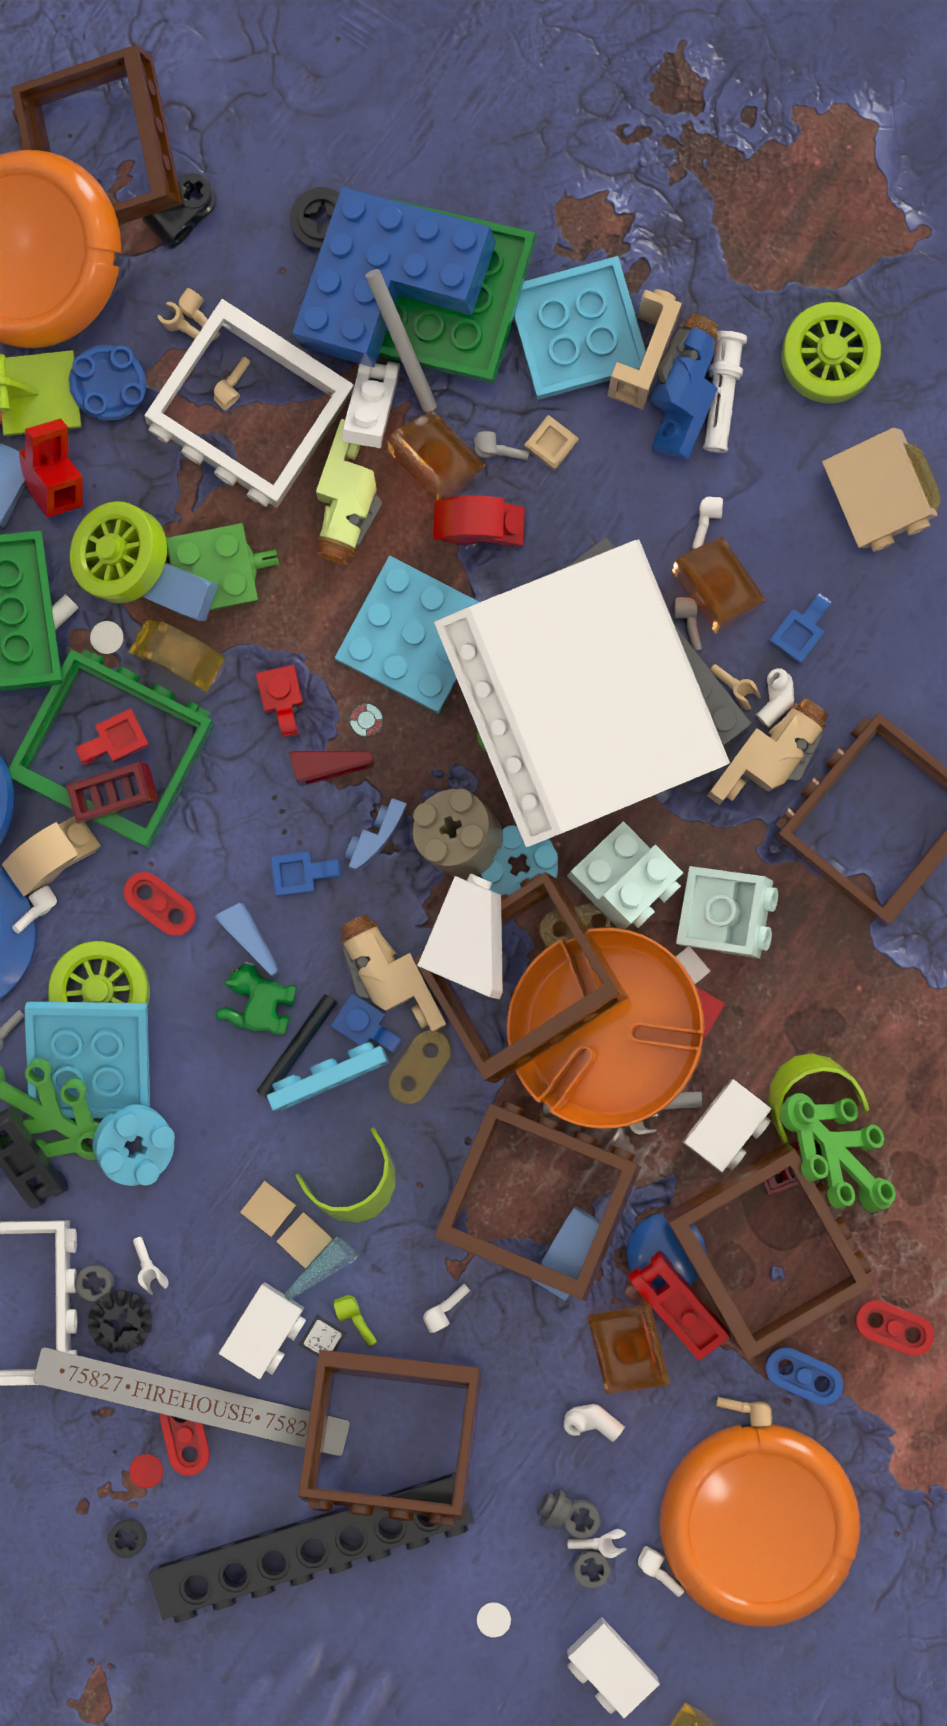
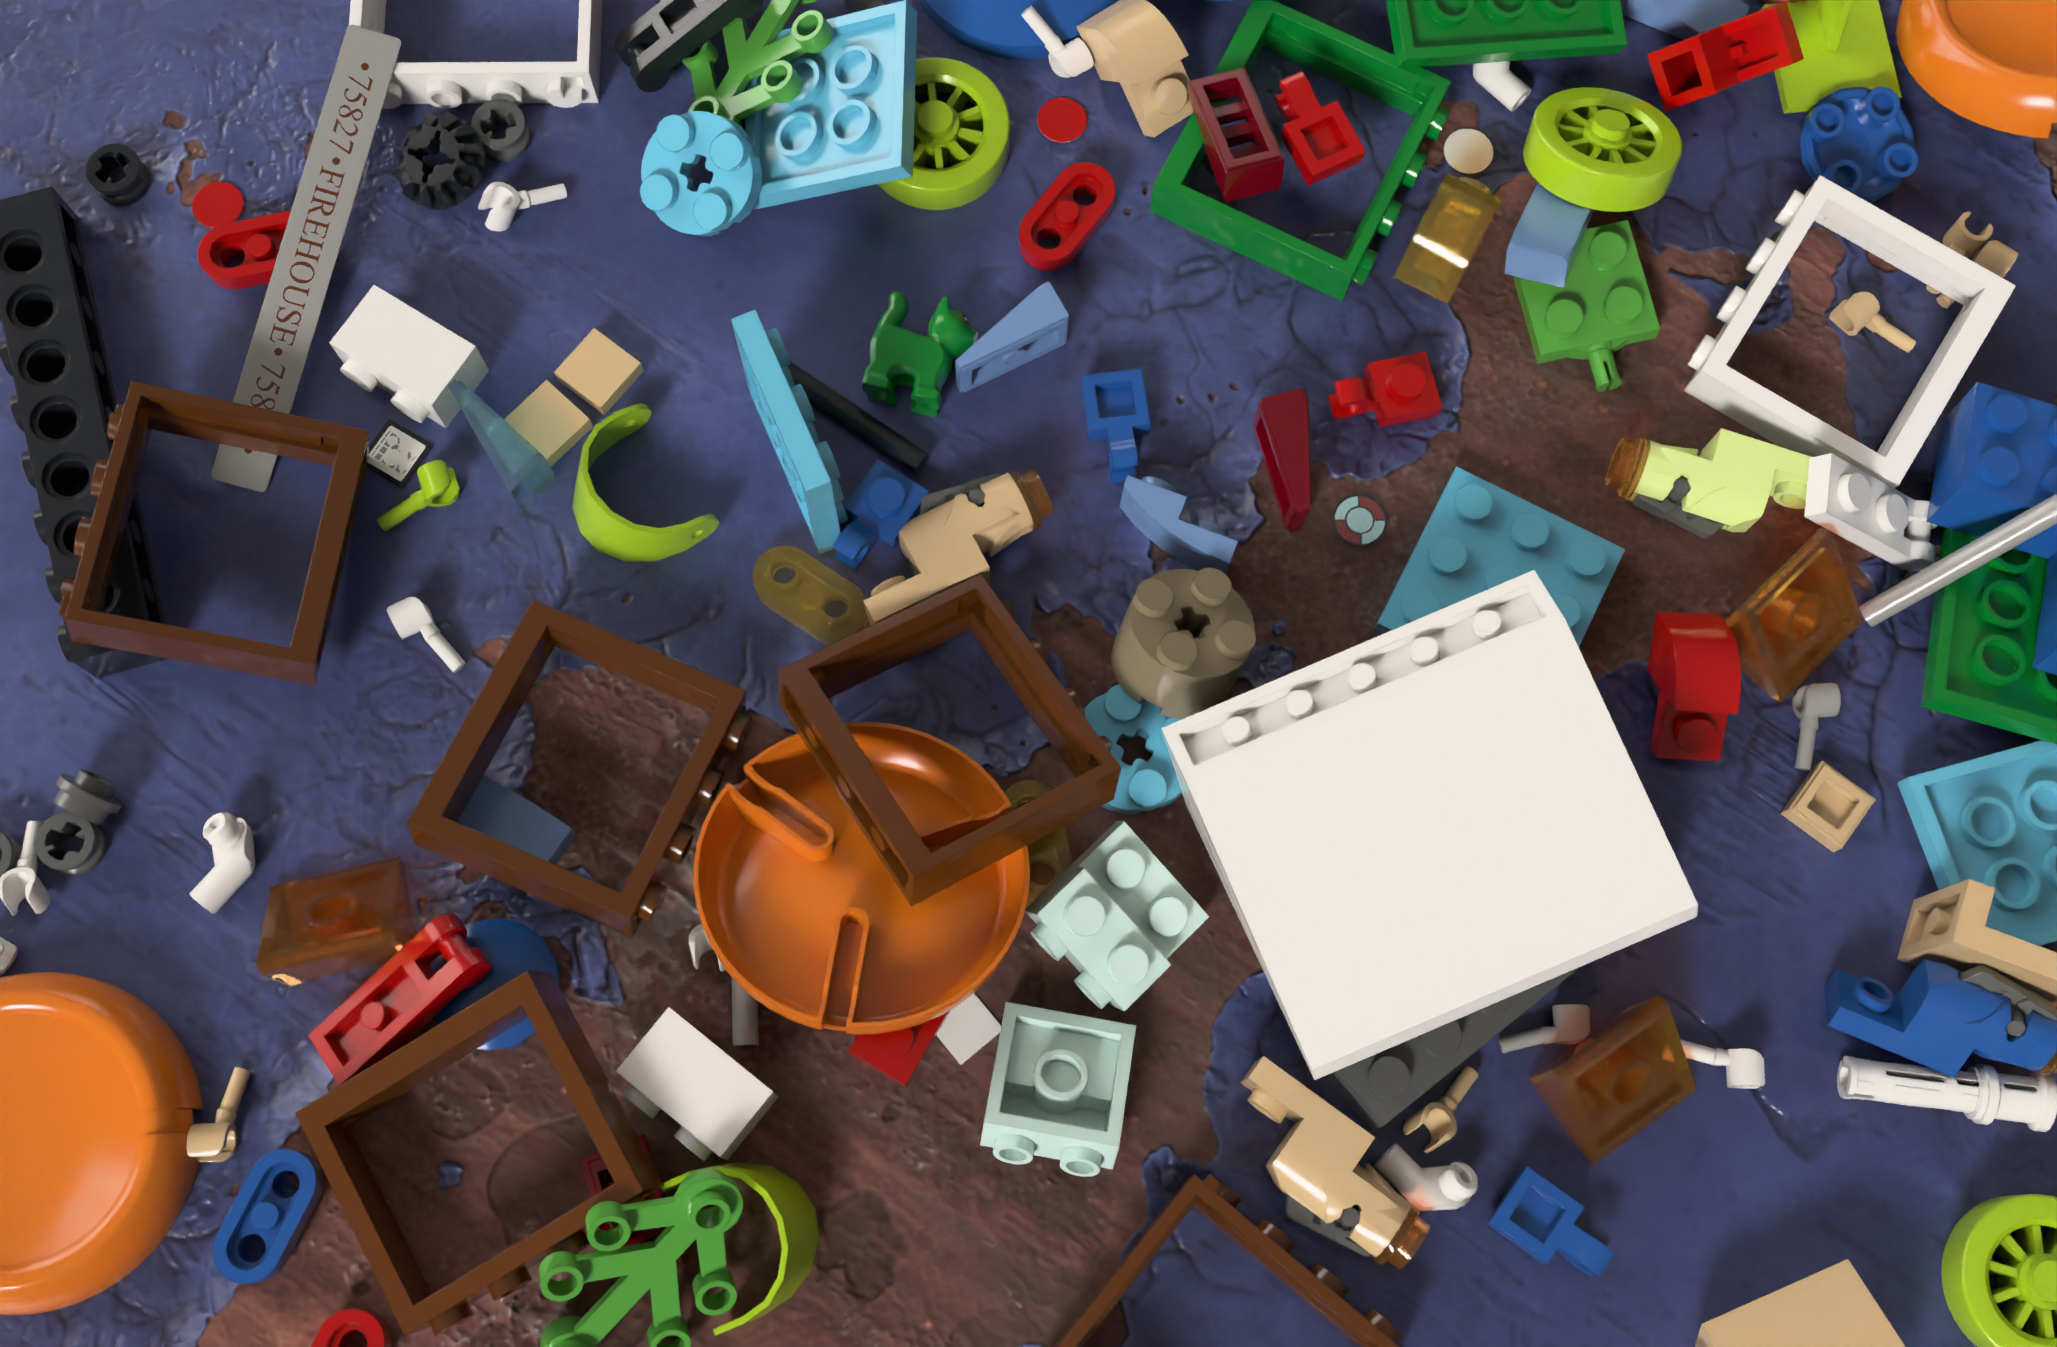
camera: 85 degrees right, 10 degrees down
(83, 907) = (1062, 120): none -> red sticker
(468, 937) = (1010, 643): white slope -> none

